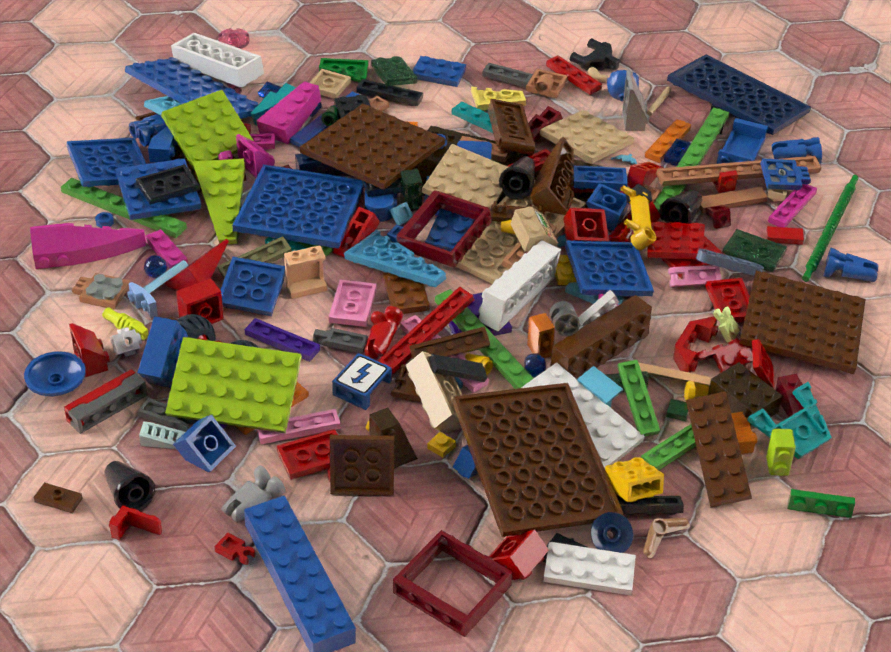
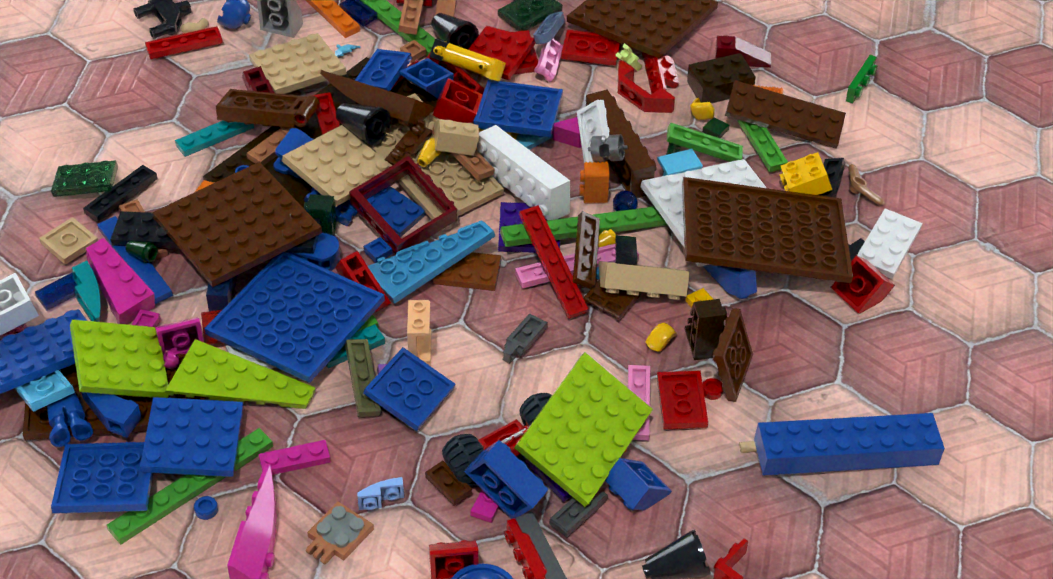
camera: 70 degrees left, 5 degrees up
(119, 345) = (452, 522): white brick -> none
(123, 320) = (413, 518): neon yellow hinge -> none
(149, 434) = (604, 535): light aqua slope -> none
(155, 266) = (326, 471): clear blue piece -> none
(166, 276) = (351, 465): medium azure tile -> none
(167, 184) = (202, 420): black tile -> none
(199, 269) = (354, 434): red wedge -> none
(202, 300) = (425, 437): red brick -> none
(233, 547) = (791, 492): red plate -> none
(253, 494) = (726, 461): light grey piece -> none
(282, 339) = (501, 385): dark purple plate -> none
(352, 303) = (469, 314): bright pink plate -> none
(353, 68) = (48, 216): green wing -> none
(360, 379) = (596, 333): panel -> none
(382, 331) = (534, 301): red piece -> none
(401, 213) = (346, 238): medium azure plate -> none
(437, 608) = (928, 345): dark red window -> none
(439, 71) = (102, 143): blue plate -> none
(483, 97) = (187, 113): light yellow wing -> none
(506, 75) = (150, 91): dark grey plate -> none
(546, 83) = (185, 66): nougat plate -> none
(620, 528) = (858, 214): dark blue dish -> none
(642, 174) = (380, 39): red slope -> none
(674, 374) = (673, 116): light nougat tile -> none
(720, 215) = (469, 12): dark red bracket -> none
(762, 363) = (693, 52): red tile -> none
(780, 452) = (804, 78): lime brick -> none
(807, 424) = (777, 57): teal wing -> none

